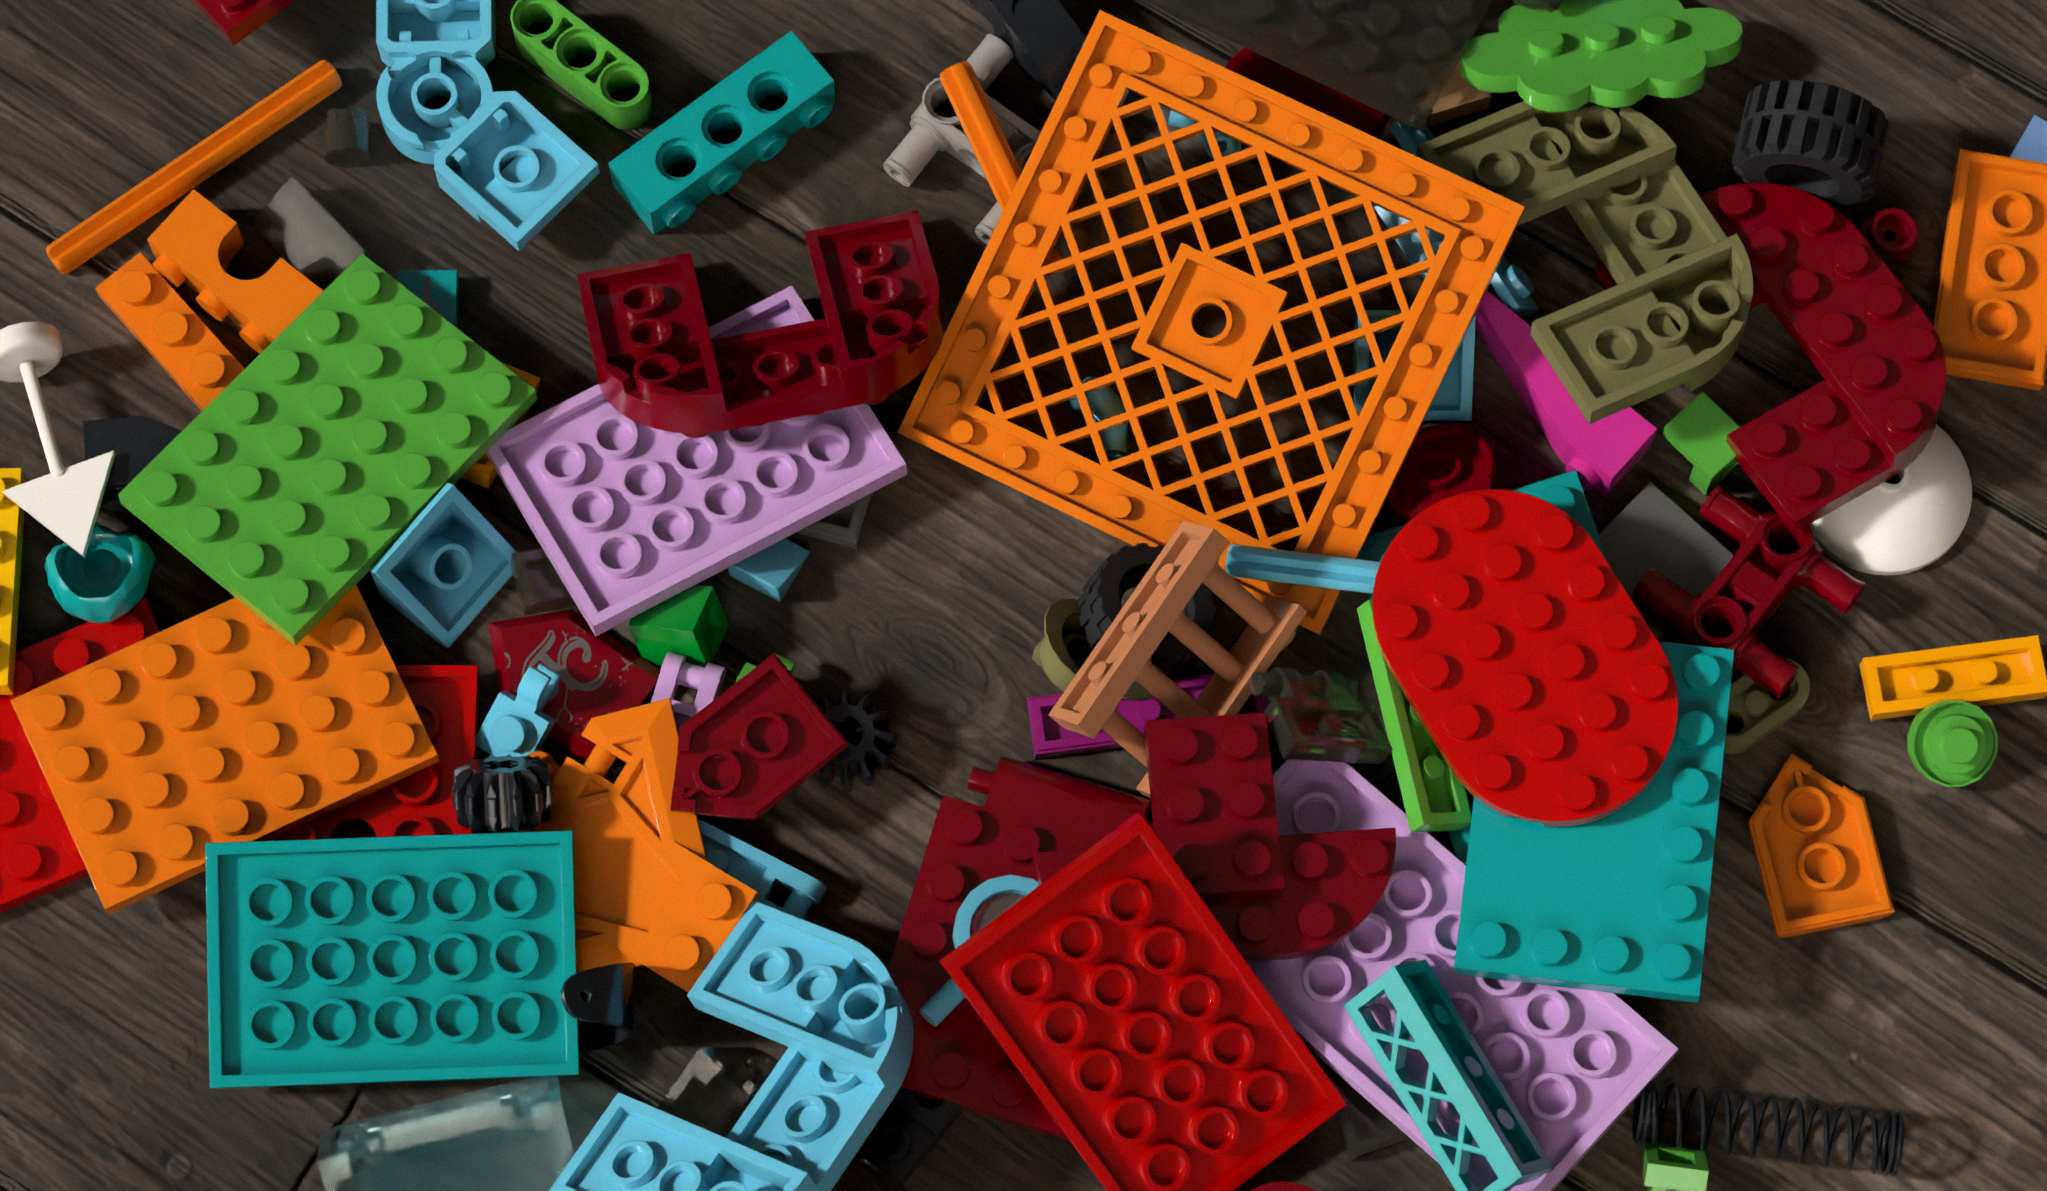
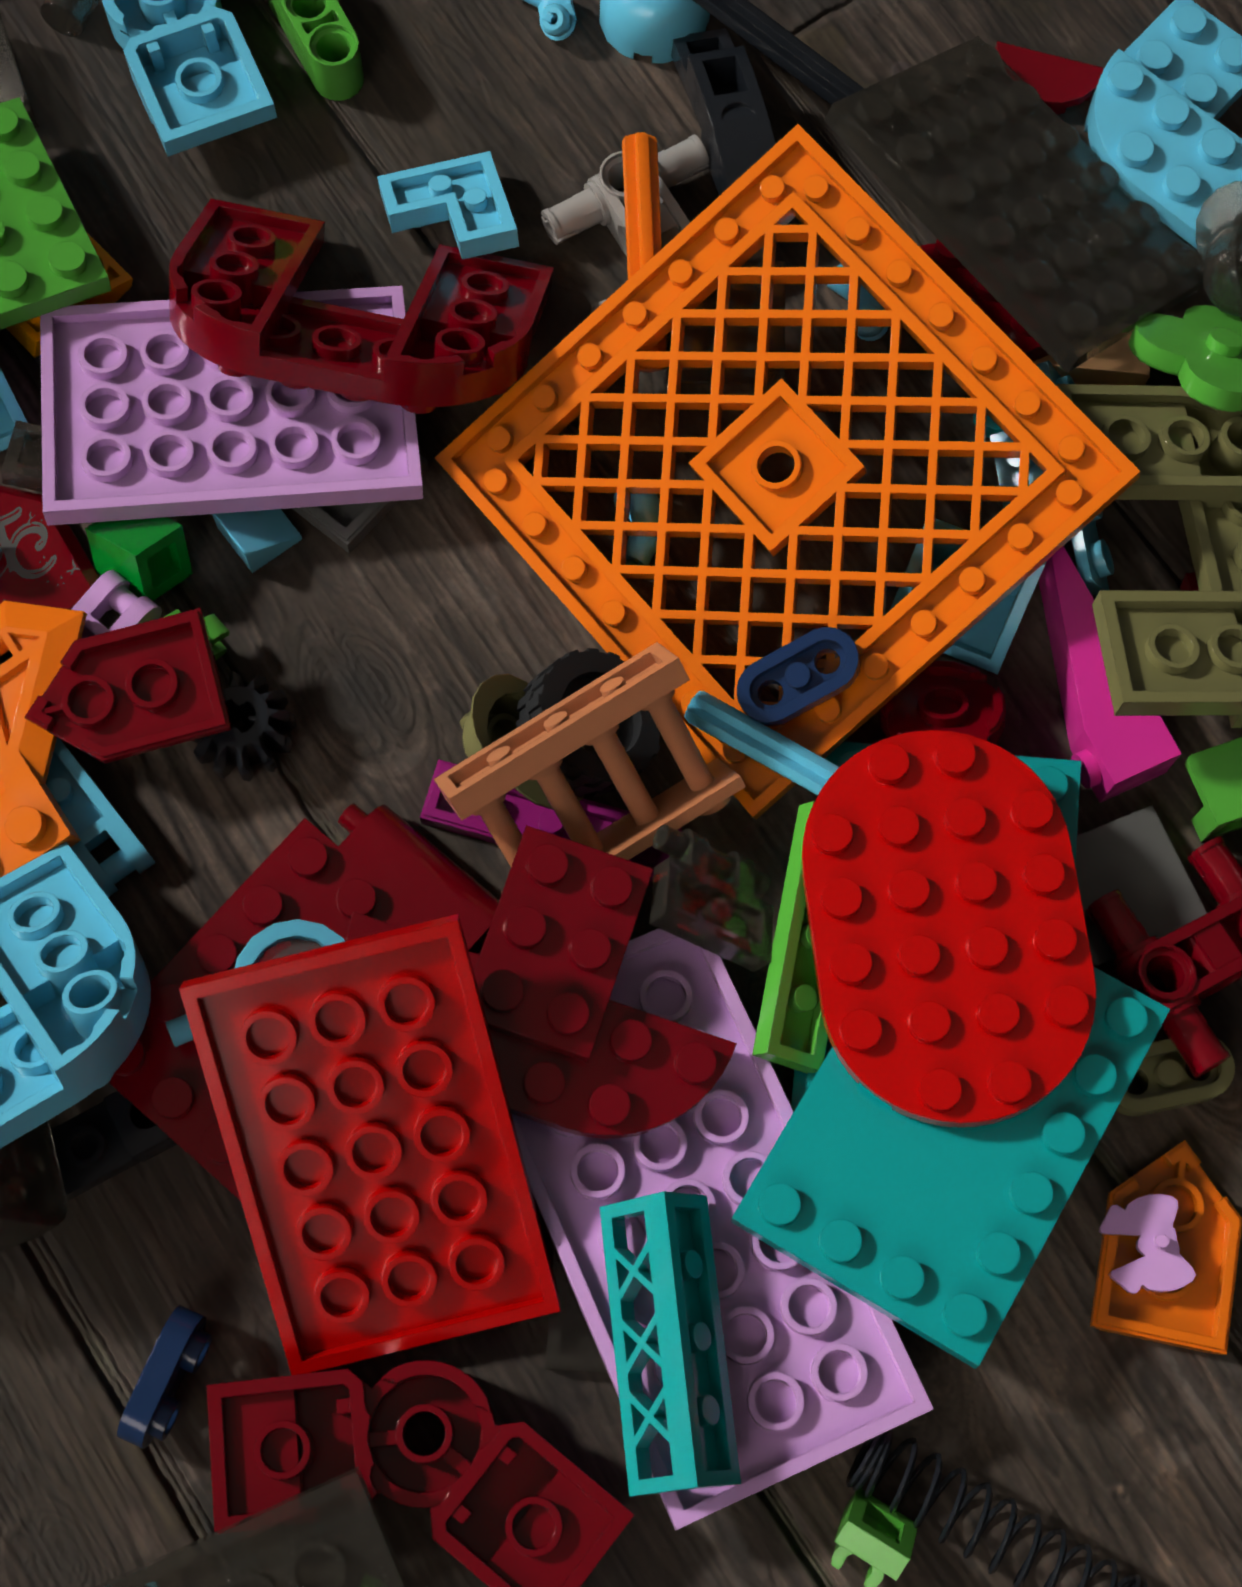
camera: 20 degrees right, 0 degrees up
(436, 289) = (78, 168): teal tile -> none
(779, 71) = (423, 105): teal brick -> none
(796, 174) = (454, 190): none -> medium azure plate
(1308, 497) = (797, 673): none -> dark blue plate
(1813, 861) = (1162, 1265): none -> lavender piece

